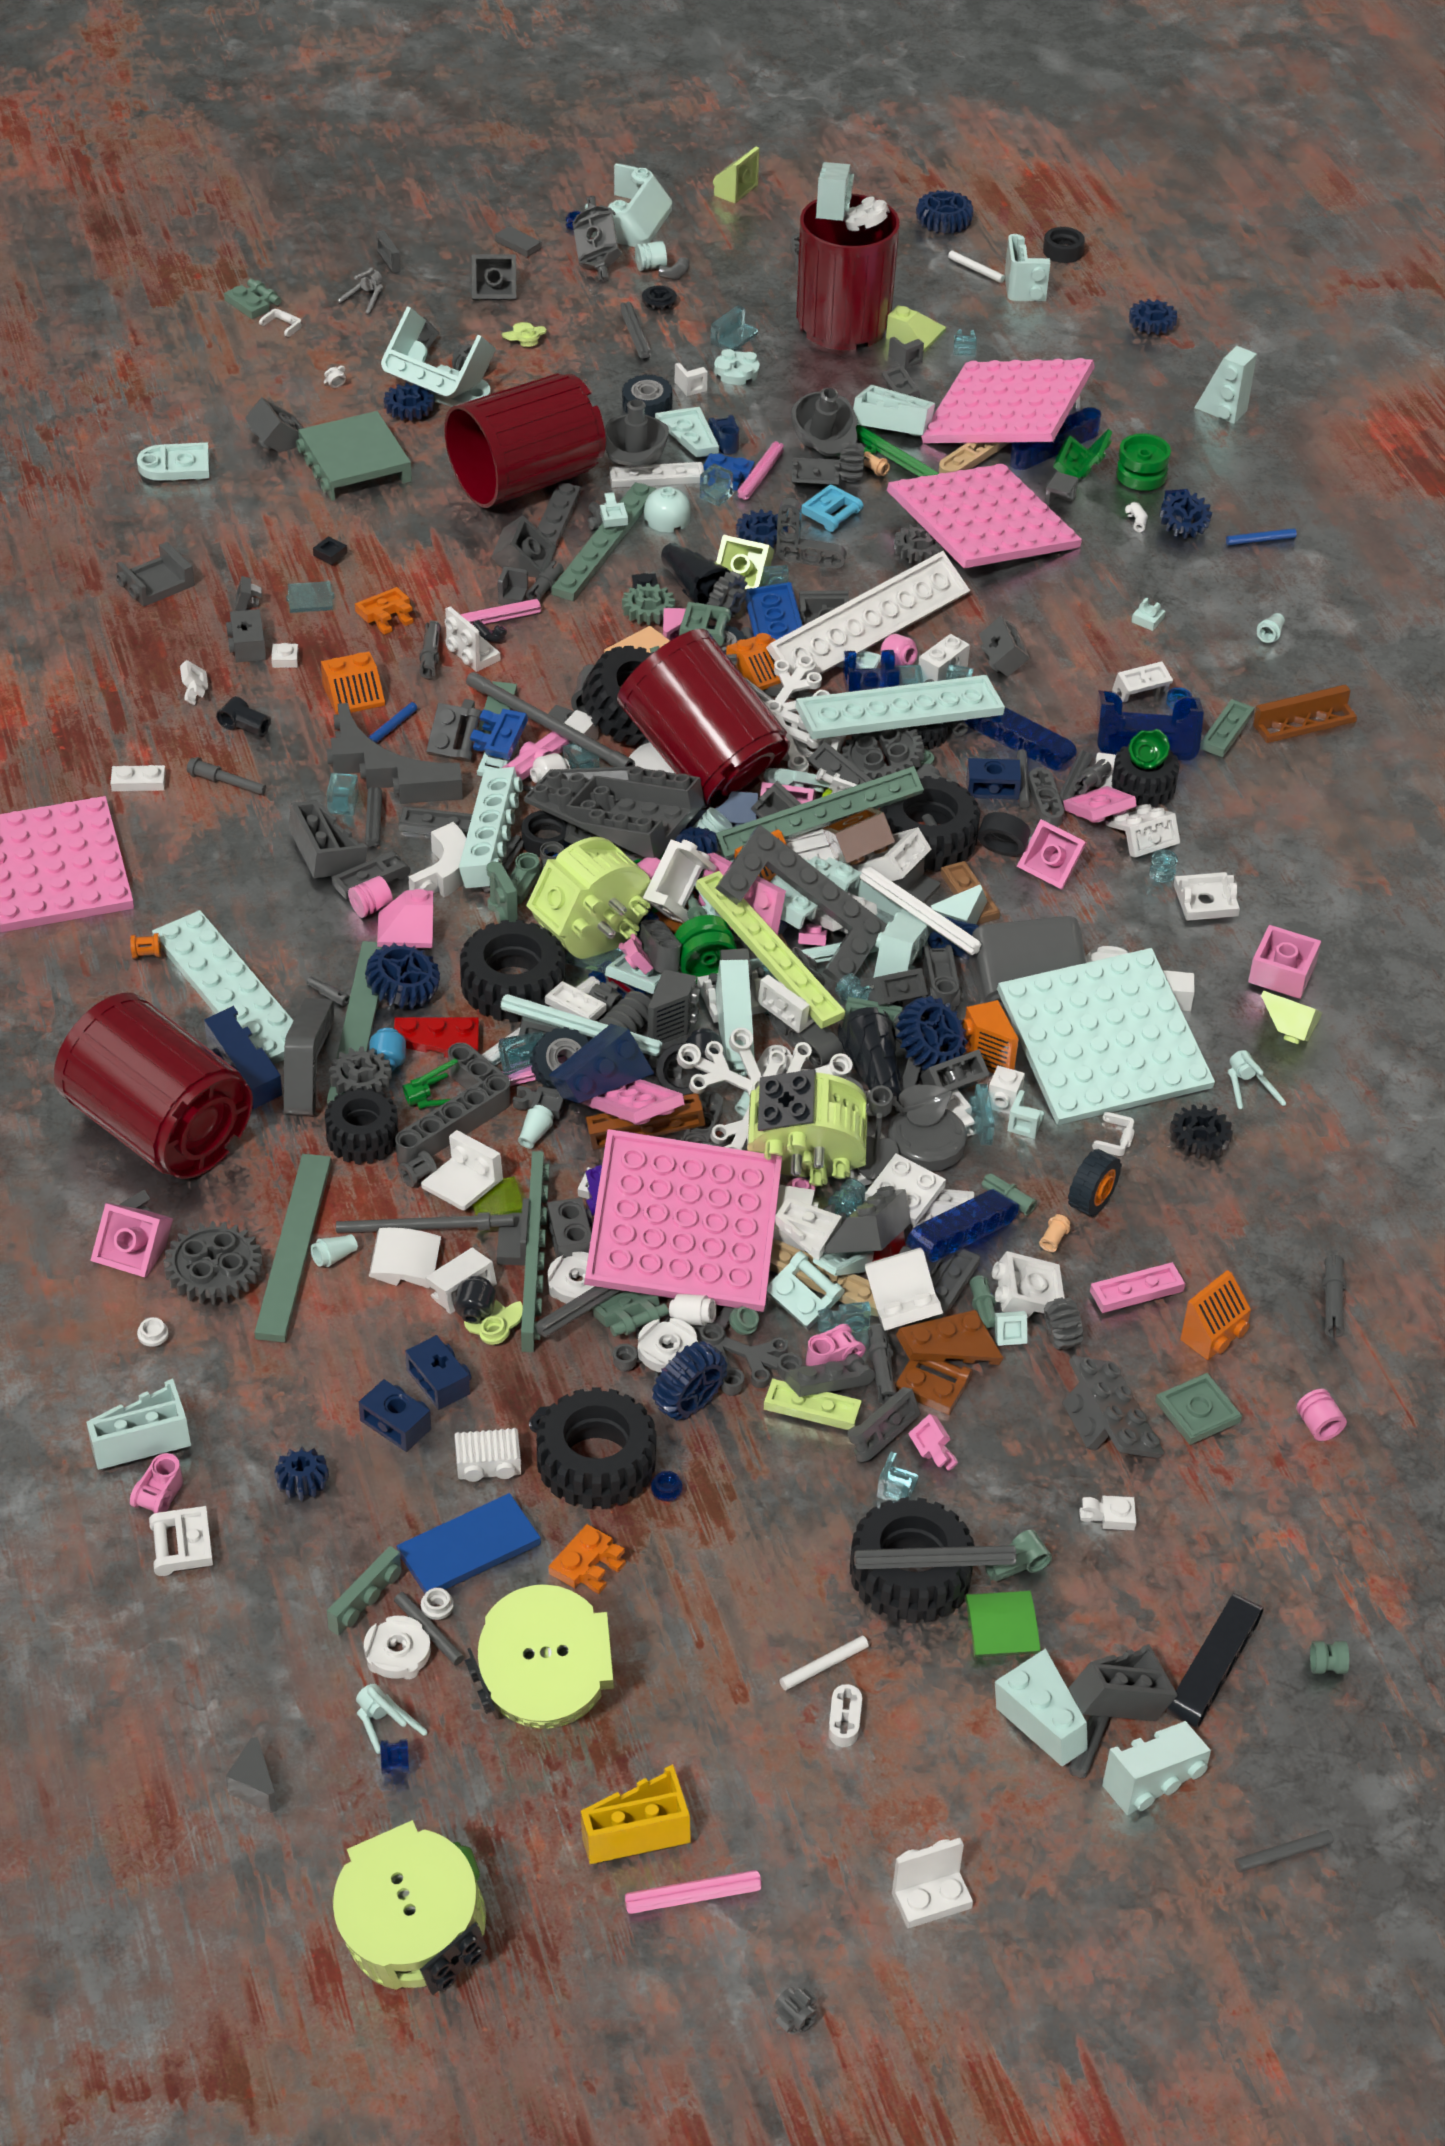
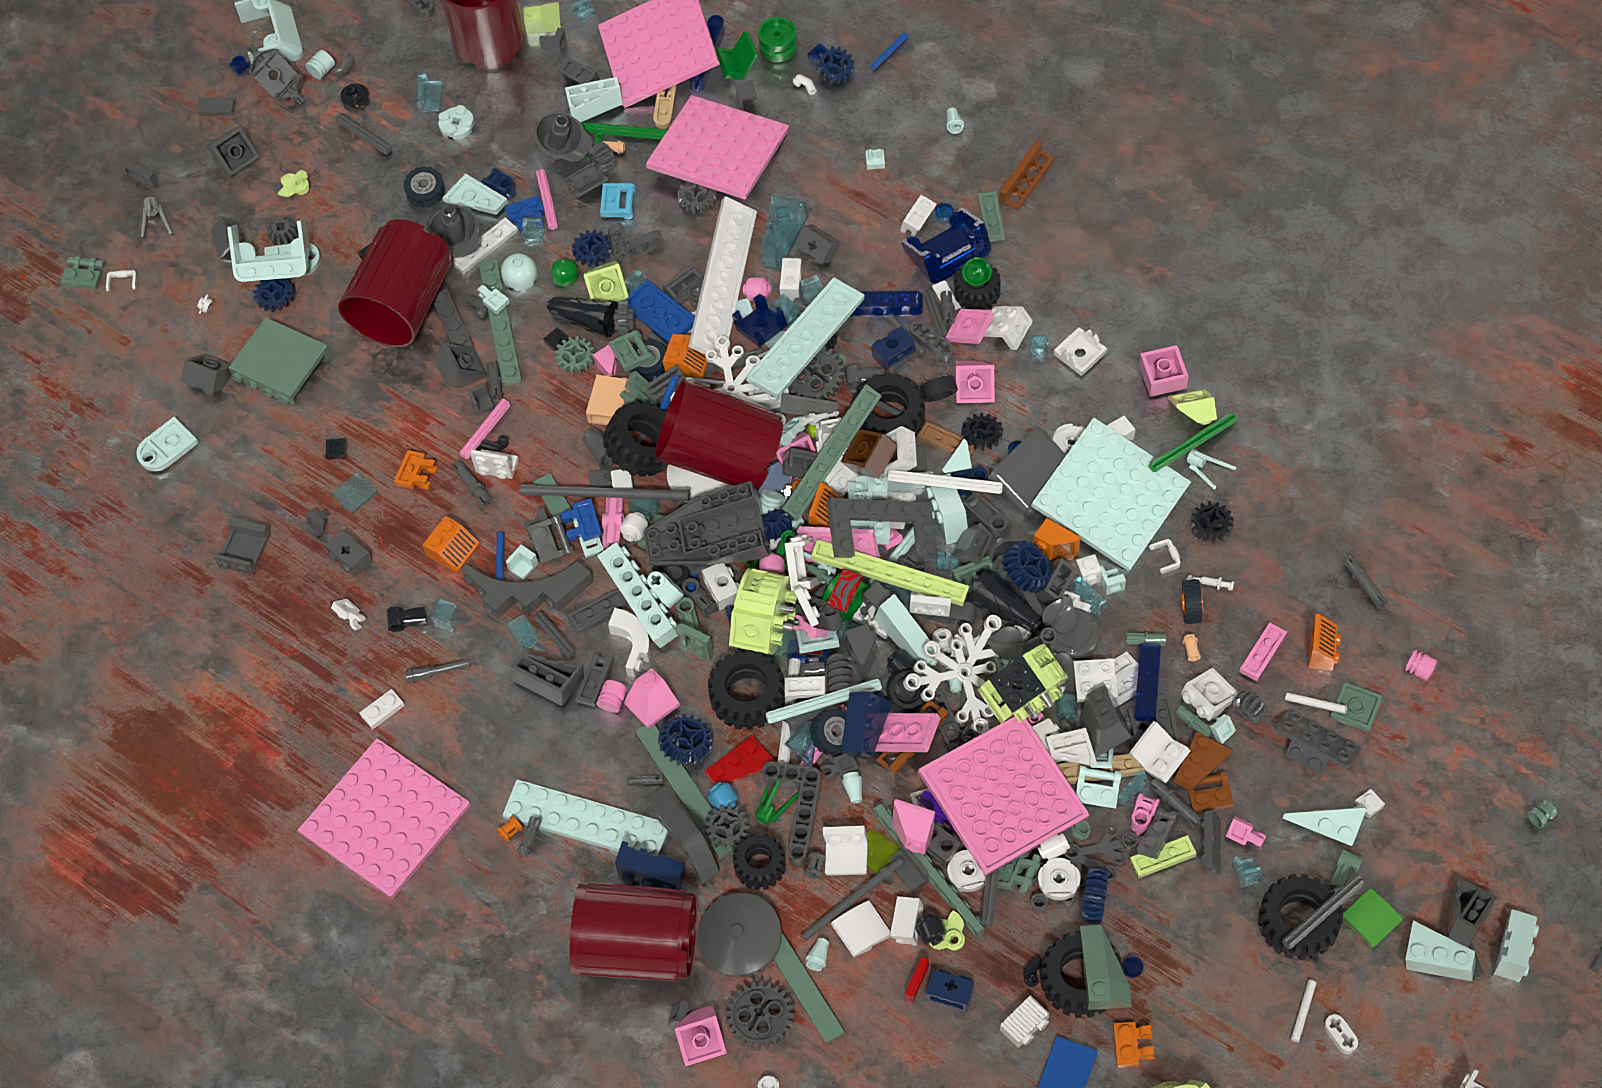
camera: 30 degrees left, 15 degrees up
(156, 962) = (529, 836): none -> dark grey axle
(271, 1179) = (740, 935): none -> dark grey dish
(279, 730) = (443, 614): none -> clear light blue panel
(284, 655) = (383, 550): white plate -> none
(395, 1415) = (962, 1043): dark blue brick -> none
(398, 1341) = (916, 980): none -> red tile
(406, 737) = (522, 562): none -> light aqua panel
(520, 831) = (667, 591): none -> light aqua piece
(551, 1182) = (913, 825): none -> bright pink slope
(609, 1446) = (1104, 977): none -> sand green wedge
(643, 927) = (803, 597): none -> white plate
(691, 381) = (438, 155): white panel -> none
(699, 929) = (844, 590): none -> red tile
(710, 534) = (564, 272): none -> green hair
(976, 613) = (782, 230): none -> clear light blue wedge
(1015, 901) = (982, 431): none -> black gear
(1054, 1502) = (1337, 824): none -> light aqua wing
(1150, 1193) = (1213, 582): none -> white piece
(1150, 1372) = (1316, 703): none -> white bar
(1215, 1660) = (1490, 857): black beam -> none
(1252, 1043) = (1192, 442): none -> green axle

